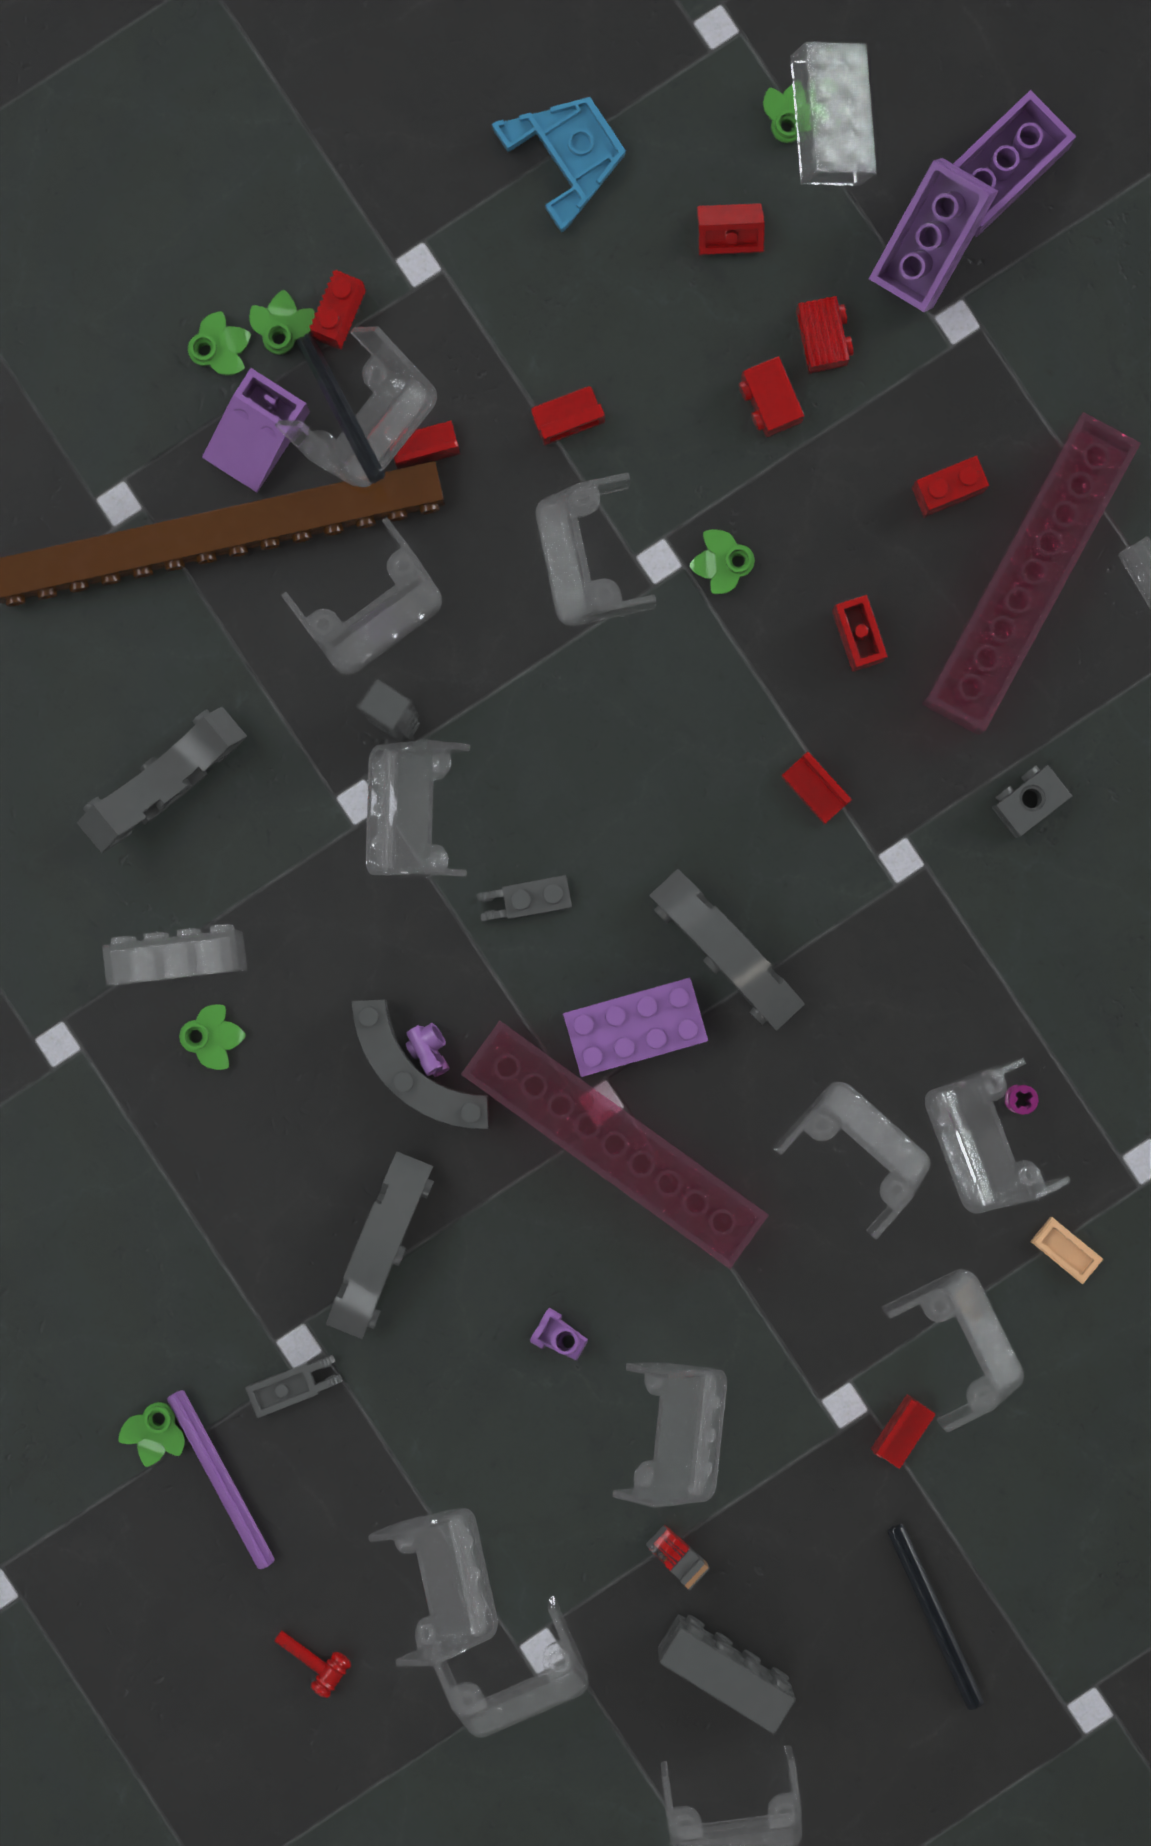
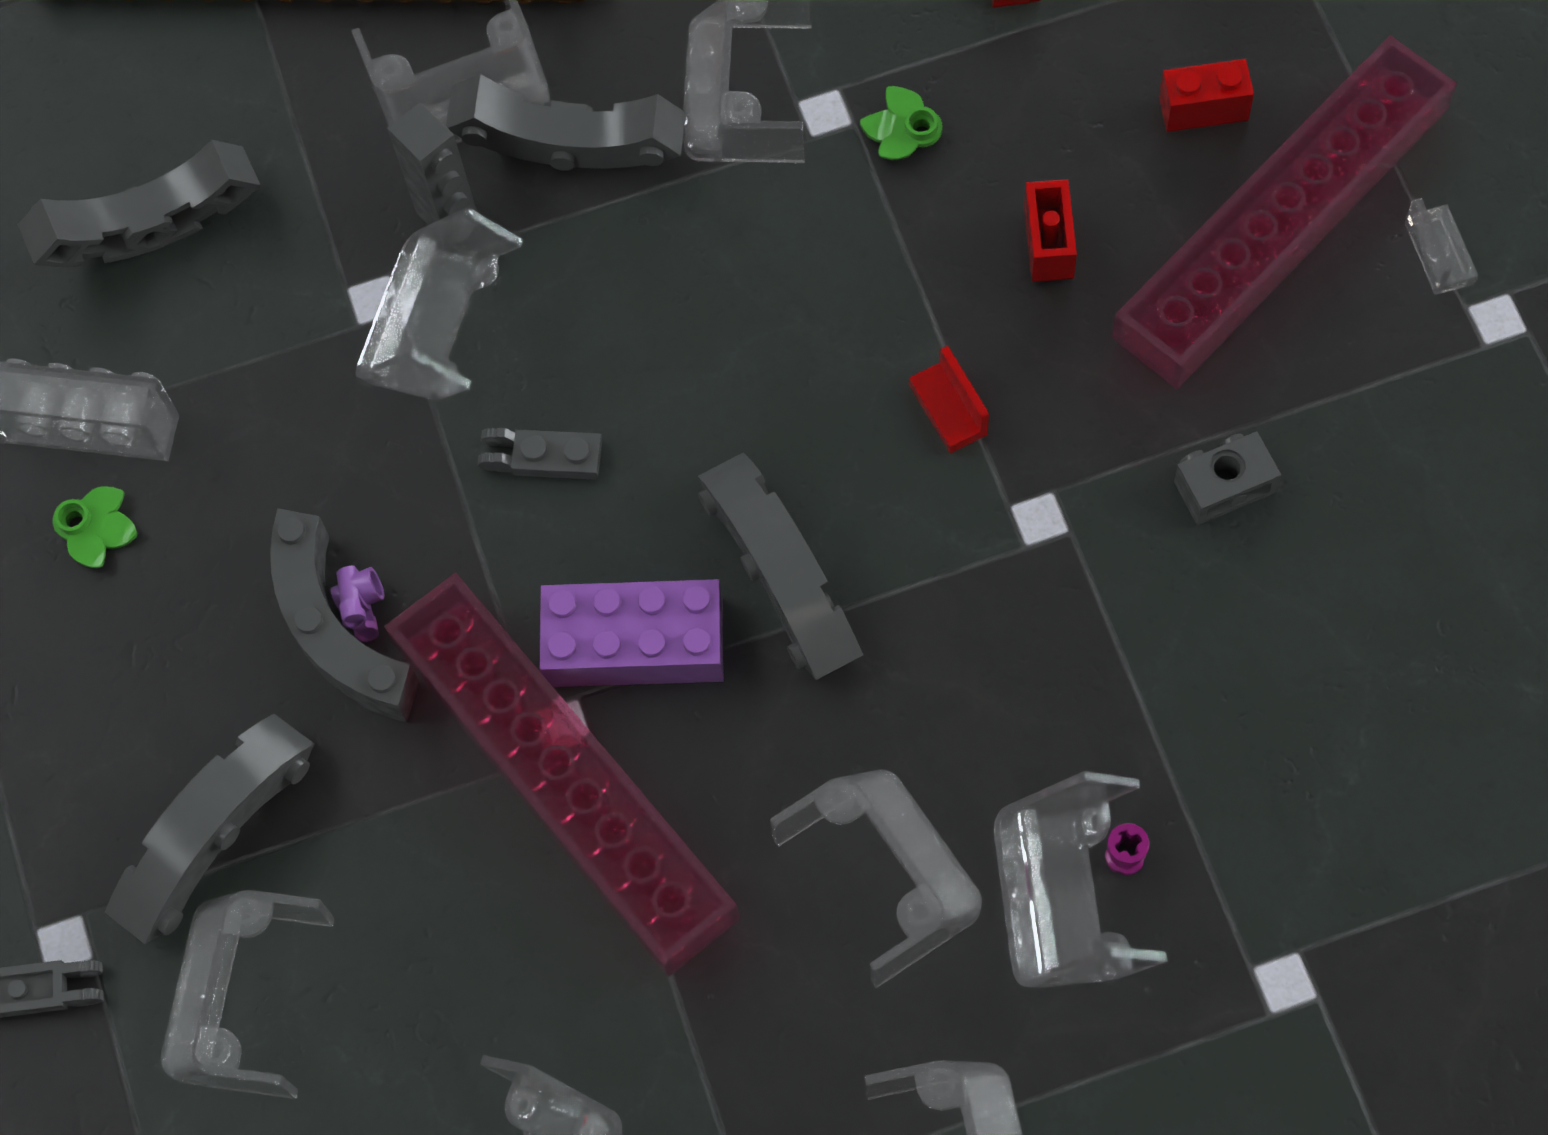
camera: 20 degrees right, 20 degrees down
(406, 1317) = (194, 1044): none -> clear windscreen
(469, 632) = (565, 132): none -> dark grey brick
(552, 1333) = (409, 1011): medium lavender plate -> none
(1066, 1250) = (1146, 1075): light nougat tile -> none

